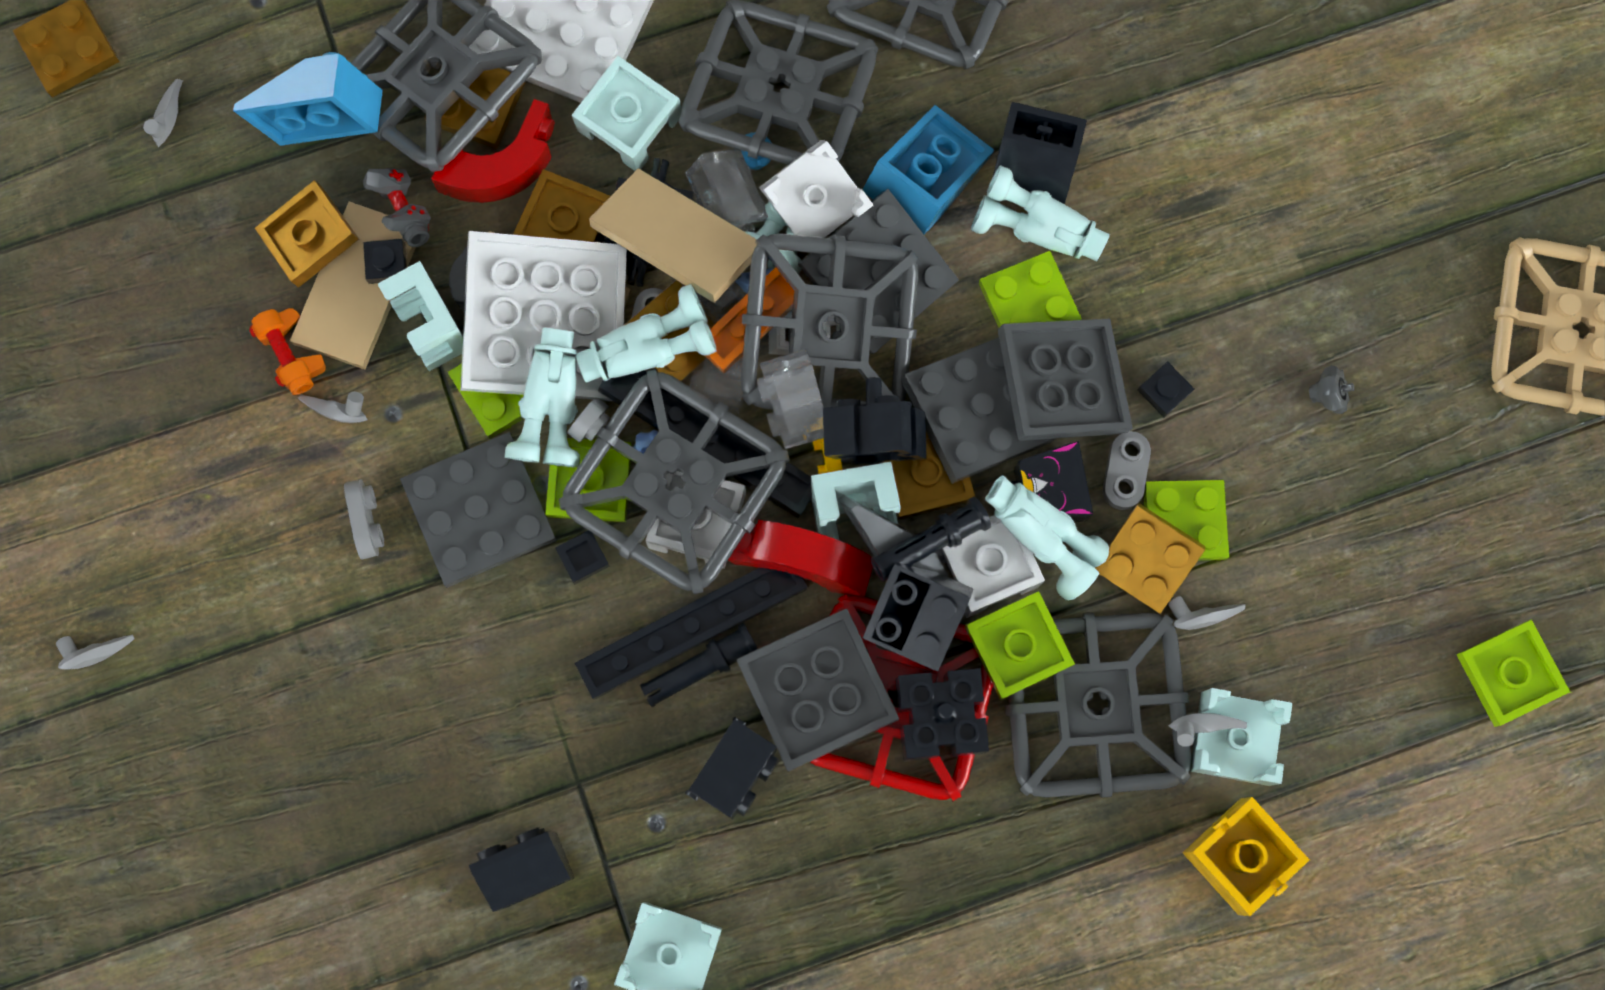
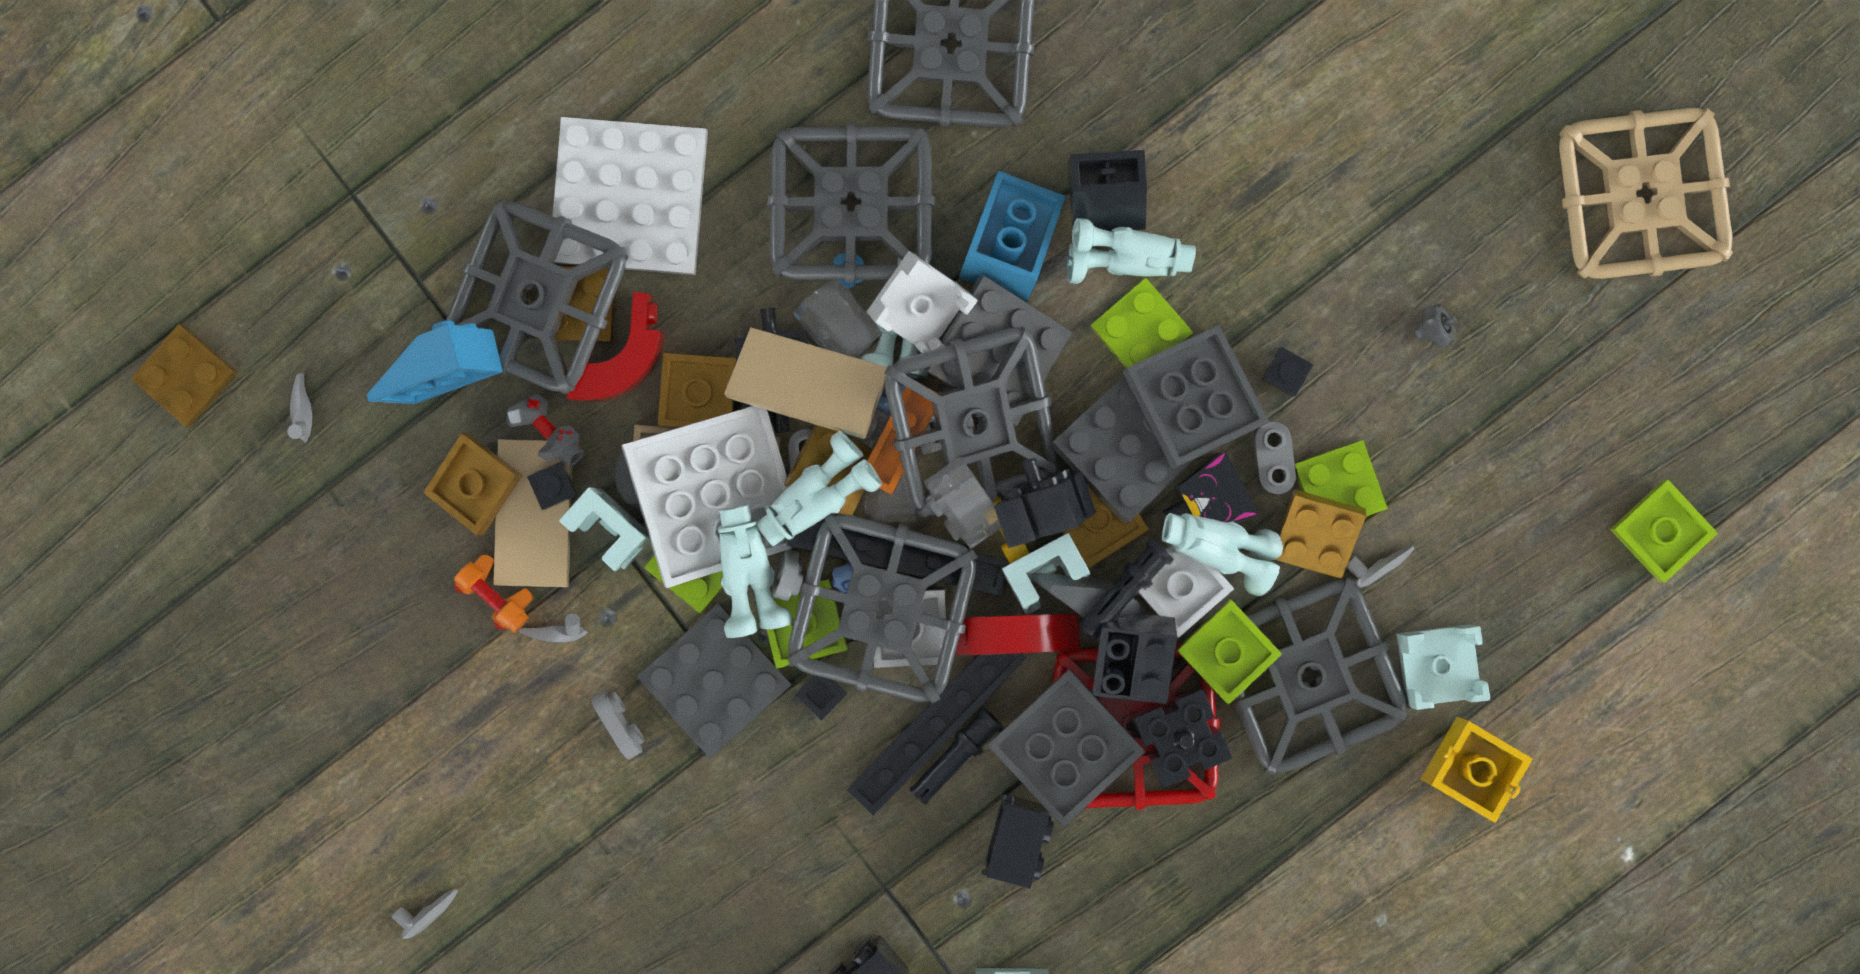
camera: 15 degrees left, 10 degrees up
(626, 112) = (721, 275): light aqua panel -> none
(1202, 723) = (1407, 665): light grey bar -> none

